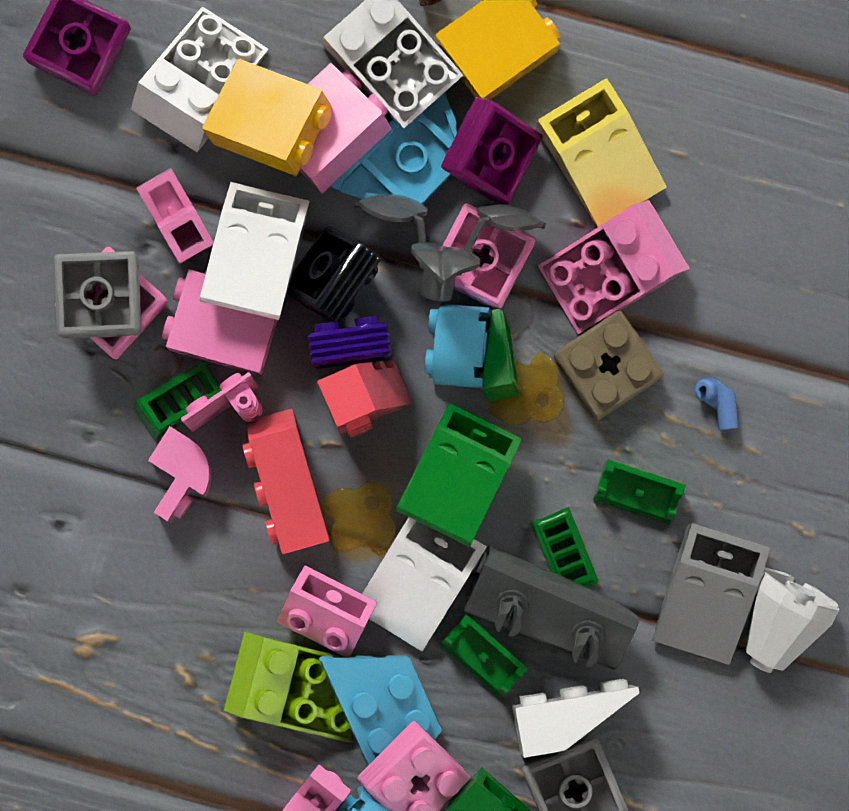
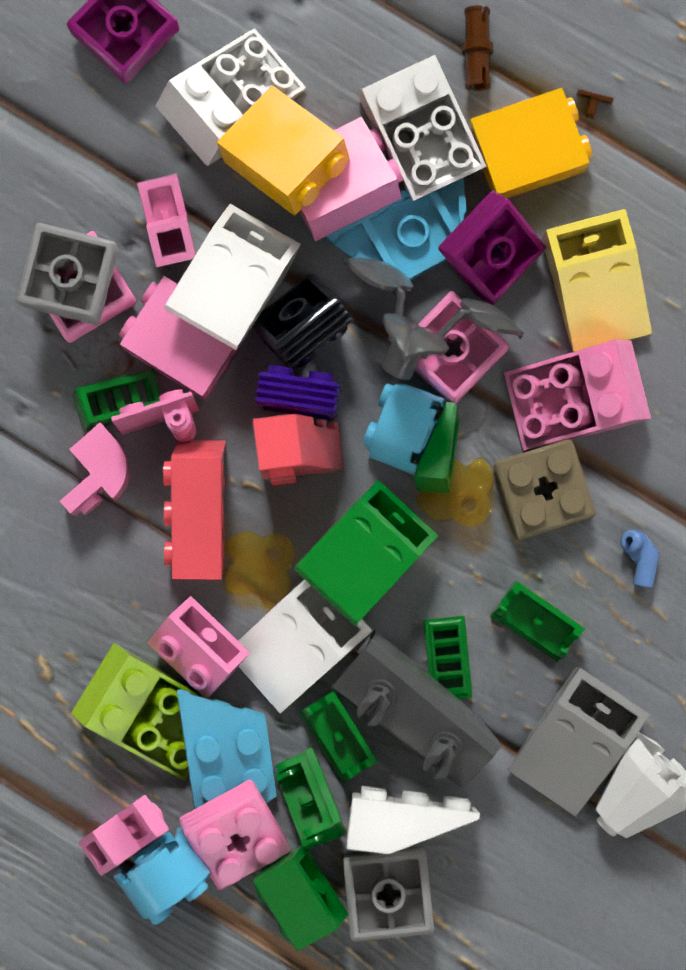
camera: 20 degrees right, 0 degrees up
(474, 724) = (309, 799): none -> green hinge

